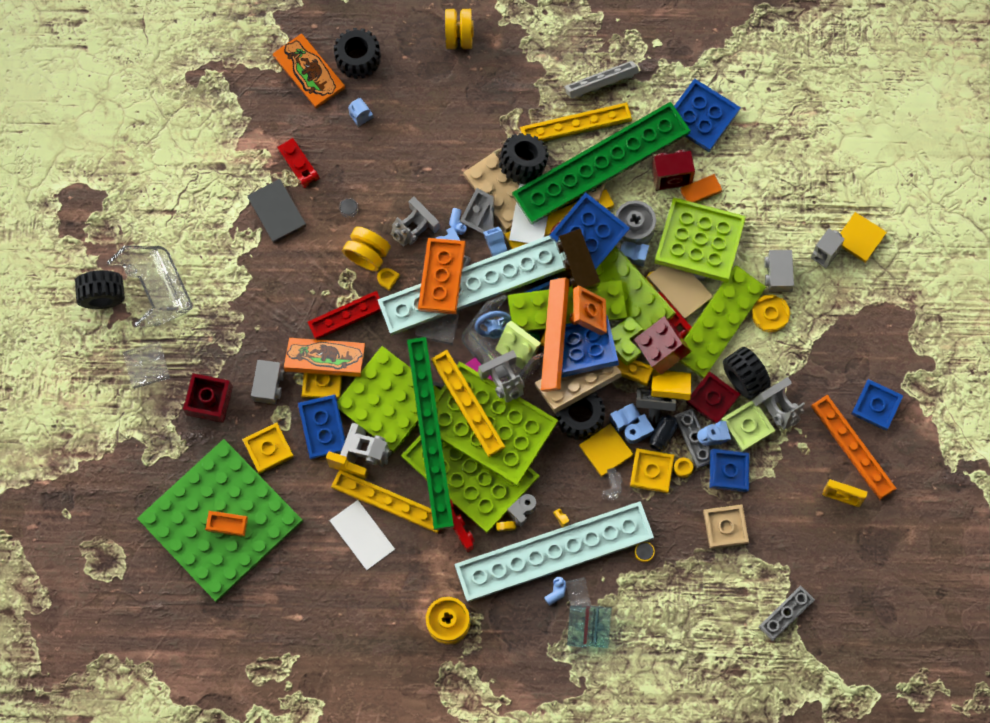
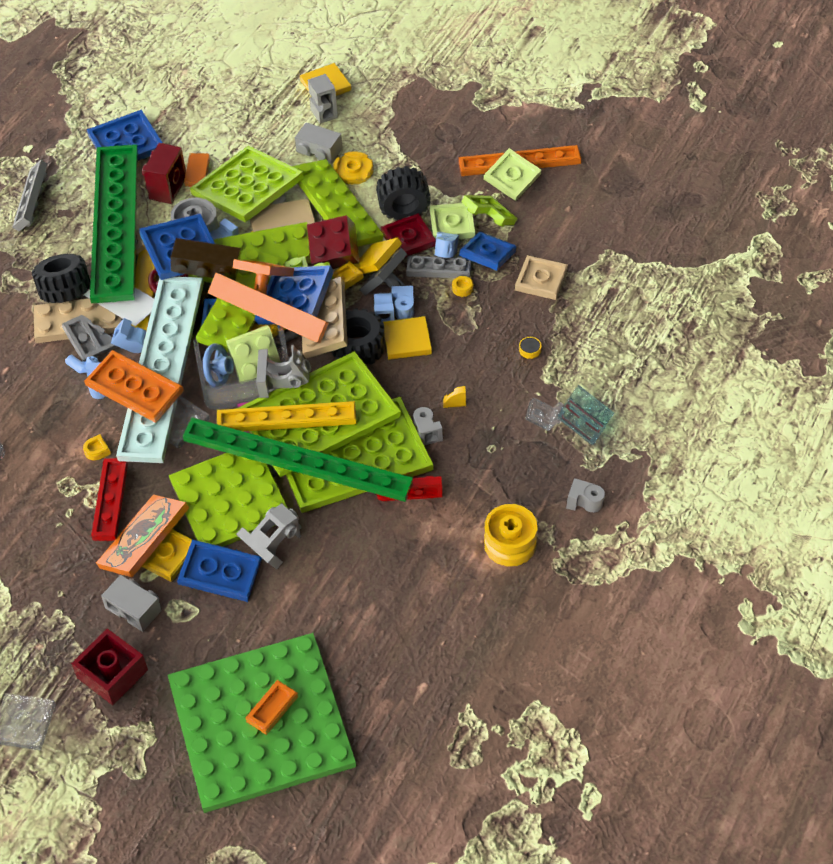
camera: 65 degrees left, 20 degrees down
(268, 448) = (207, 636): yellow tile -> none
(340, 462) = (276, 562): yellow tile -> none
(362, 534) = (364, 585): white sticker -> none
(366, 248) = (52, 443): yellow wheel -> none
(384, 499) = (341, 545): yellow tile -> none
(420, 217) = (57, 405): light grey tile -> none
(506, 526) = (436, 446): yellow tile -> none
(515, 664) = (586, 496): none -> light grey leg
(553, 551) = (486, 421): light aqua plate -> none
(558, 591) = (531, 432): light blue arm -> none
(579, 122) = (59, 227): yellow tile -> none
(615, 480) = (446, 341): clear bracket -> none
(652, 470) = (450, 311): yellow tile -> none
(663, 433) = (423, 287): black head -> none
(776, 394) = (448, 191): light grey tile -> none
(778, 621) = (653, 266): light grey tile -> none
(779, 449) = (488, 205): none -> lime plate
(826, 450) = (512, 174): none -> yellowish green plate
(844, 493) = (563, 173): yellow tile -> none
(877, 405) = (490, 128): blue plate -> none

